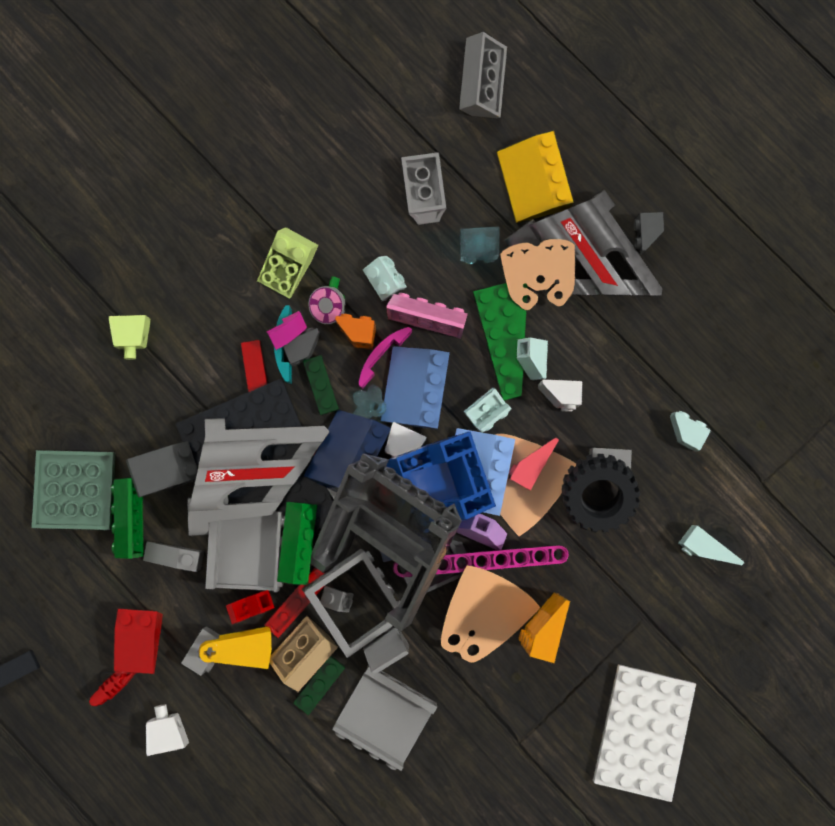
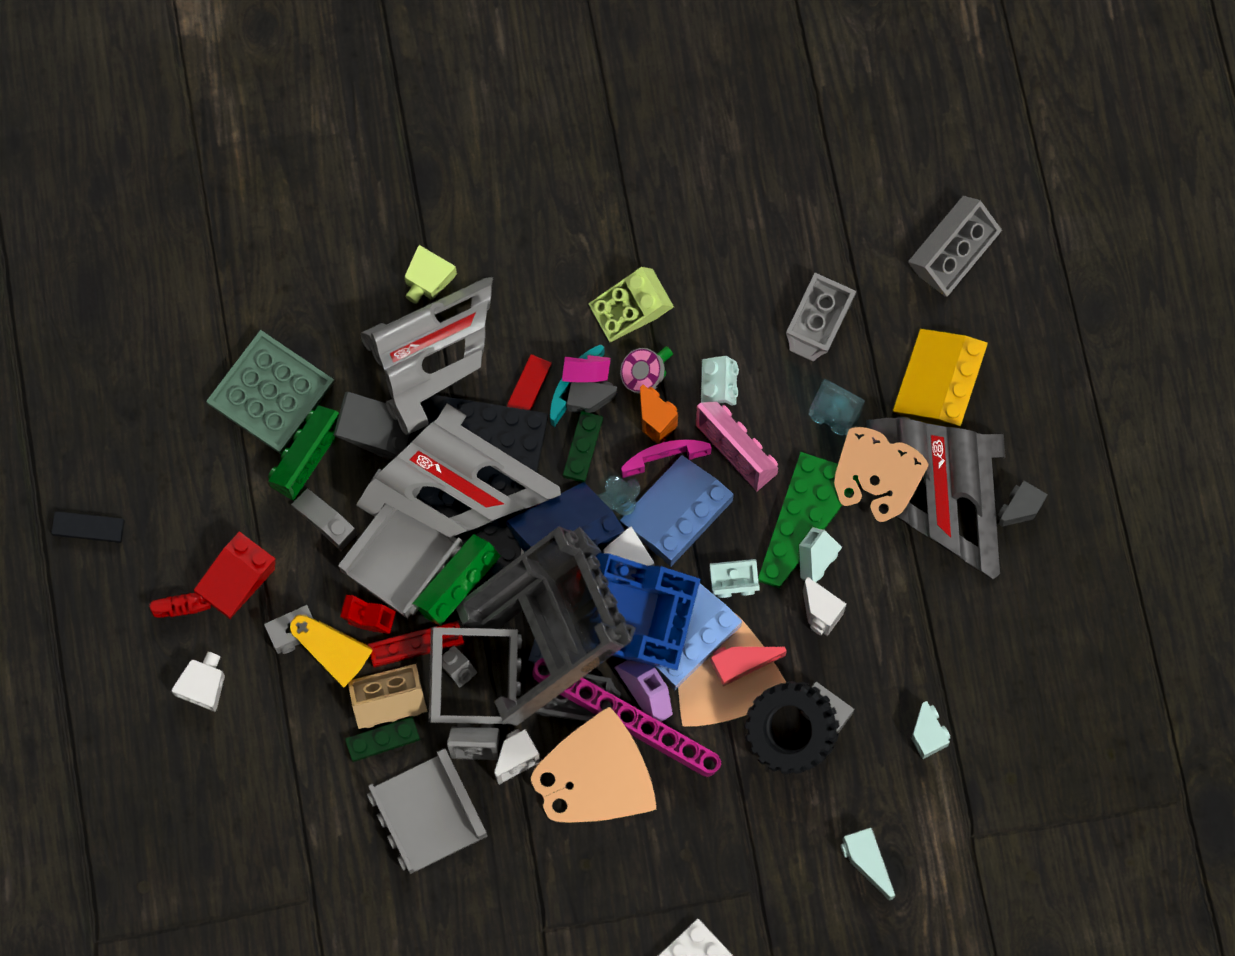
camera: 35 degrees right, 10 degrees down
(151, 383) = (410, 339): none -> light grey panel
(422, 637) = (516, 756): none -> white slope
(545, 629) = (644, 818): light orange slope -> none

